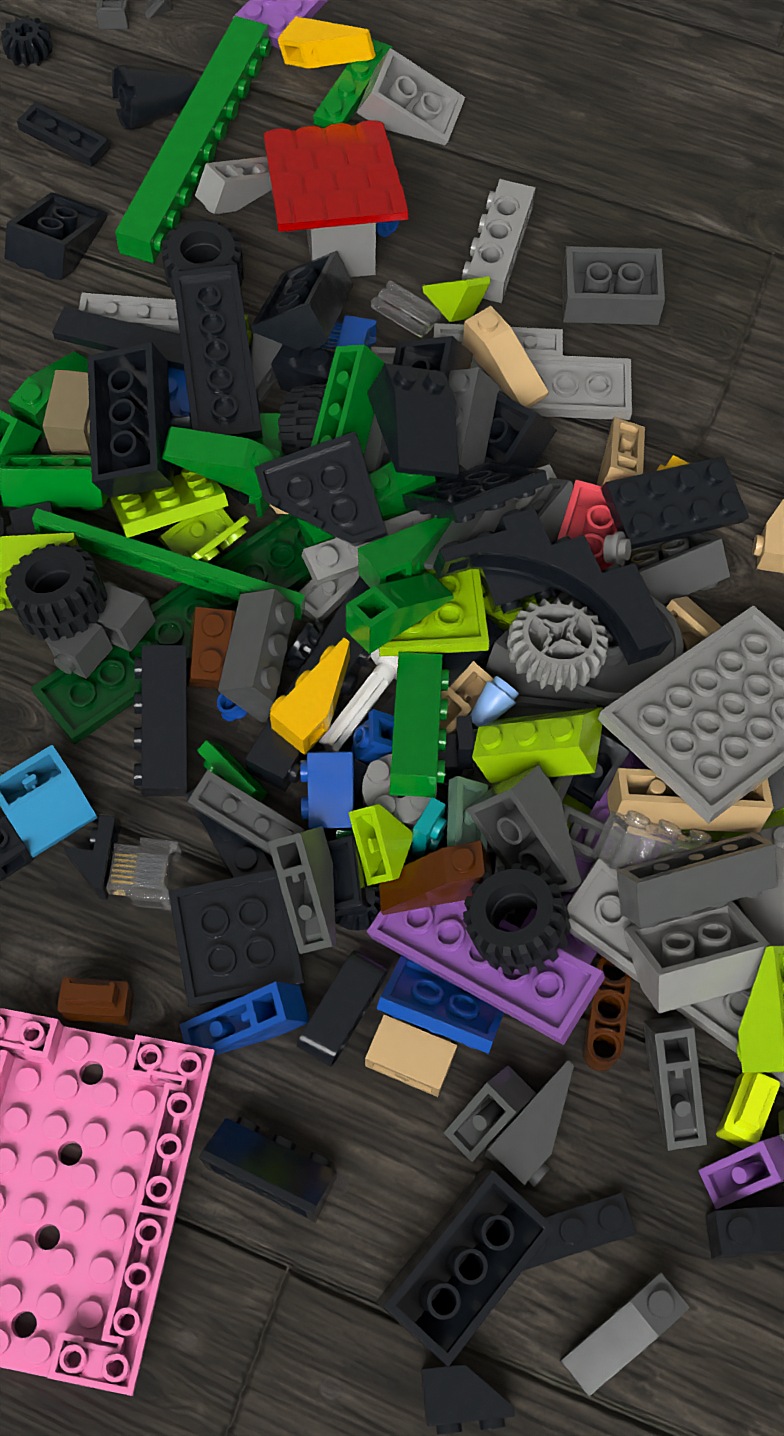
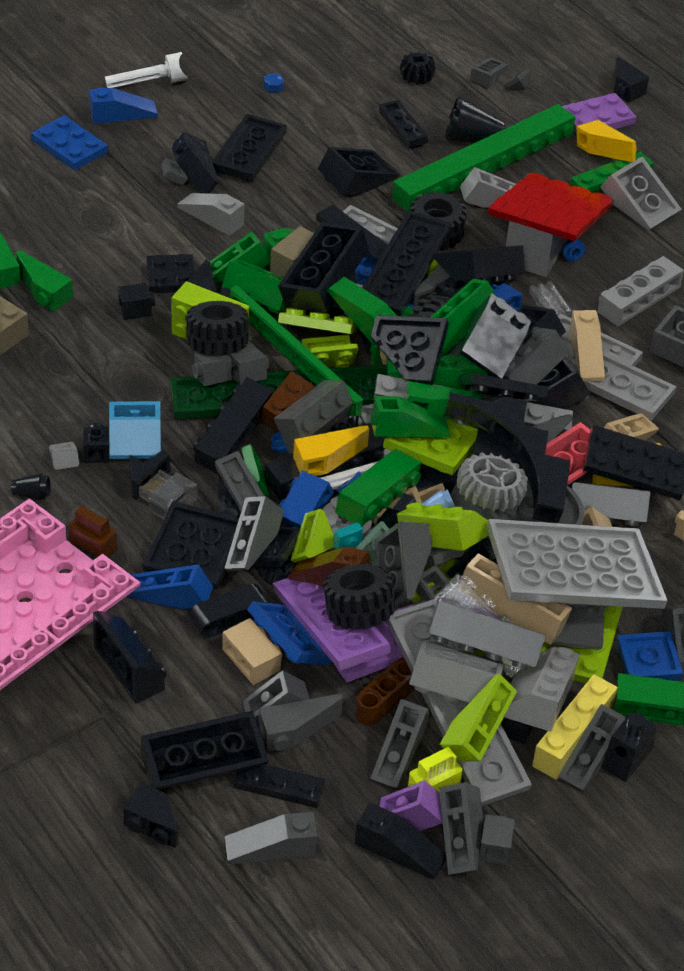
camera: 30 degrees right, 20 degrees down
(457, 298) = (587, 301): lime slope -> none
(616, 548) = (577, 461): light grey plate -> none

